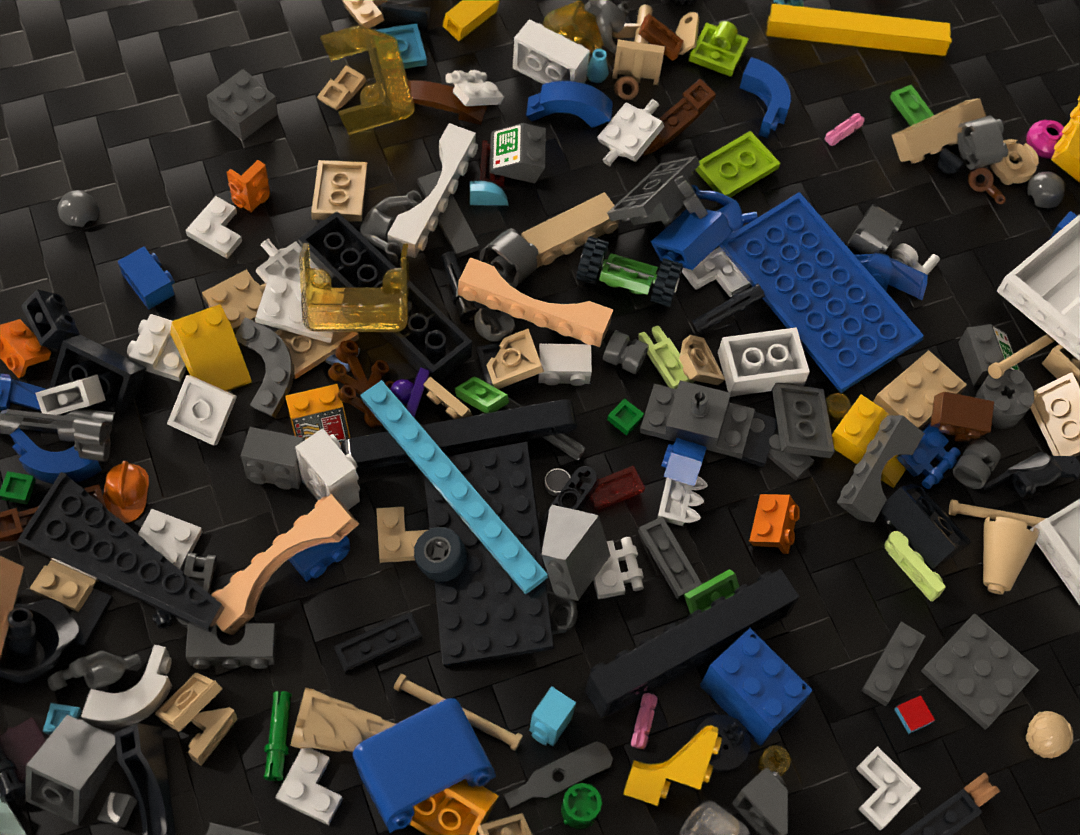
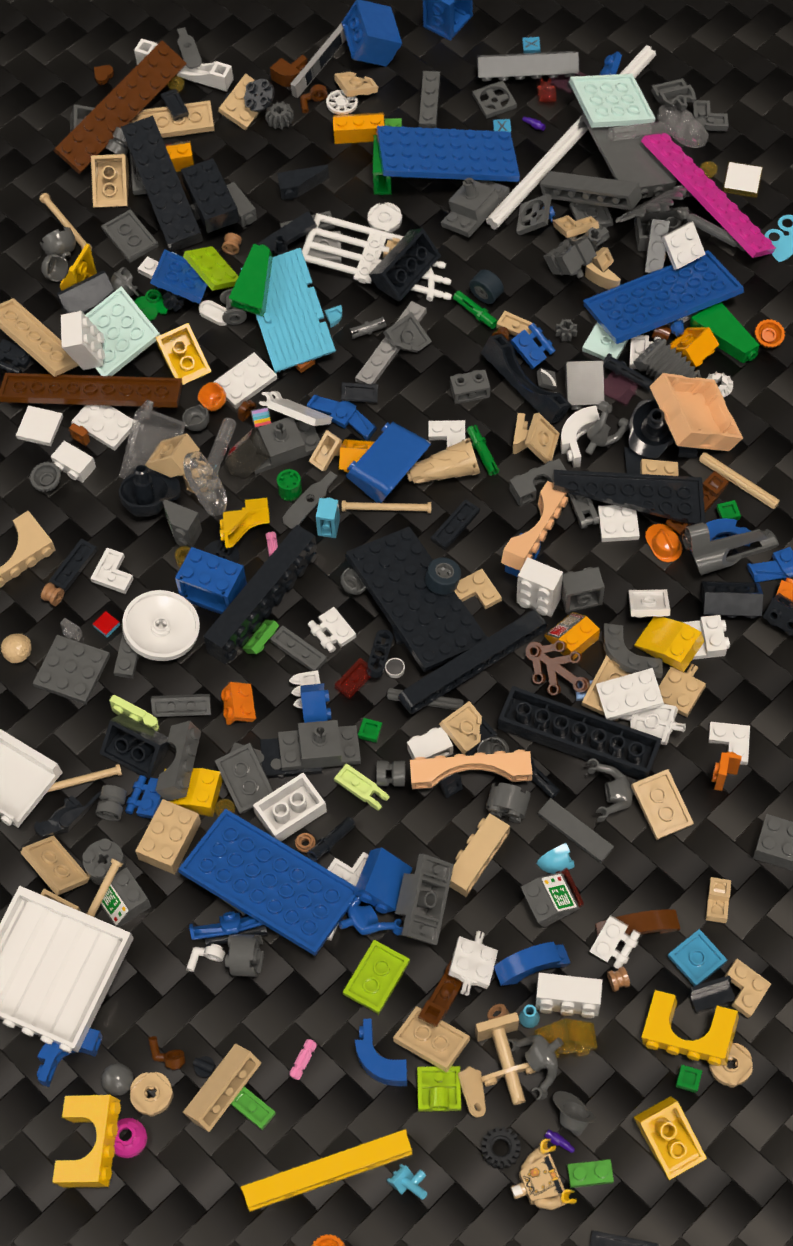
camera: 165 degrees right, 0 degrees up
(56, 715) = (615, 411): medium azure tile -> none
(71, 396) = (734, 569): white brick -> none
(146, 277) = (750, 677): blue brick -> none
(353, 308) = (595, 700): clear yellow windscreen -> none
(390, 95) = (689, 915): clear yellow windscreen -> none
(410, 393) = (522, 674): dark purple tile -> none
(414, 225) = (597, 871): white arch -> none
(453, 406) = (492, 680): tan plate -> none
(454, 487) = (459, 616): medium azure plate -> none
(481, 395) = (479, 698): bright green plate -> none
(489, 61) = (618, 979): none -> medium nougat wheel
(573, 550) = (361, 605): dark grey slope -> none
(628, 273) = (417, 833): plate -> none
(659, 34) = (490, 1061): dark orange plate -> none
(692, 201) = (393, 895): dark grey plate -> none
(699, 362) = (336, 788): tan plate -> none
(708, 68) = (434, 1044): none -> tan plate
(756, 322) = (305, 837): none -> medium nougat plate
(847, 664) = (160, 625): none -> white dish
(850, 551) = (181, 705): none -> dark grey plate
(962, 416) = (130, 819): reddish brown brick -> none
(968, 722) = (70, 629): none -> clear plate
(982, 142) = (183, 1074): dark grey brick -> none
(1005, 552) = (74, 748): tan cone -> none

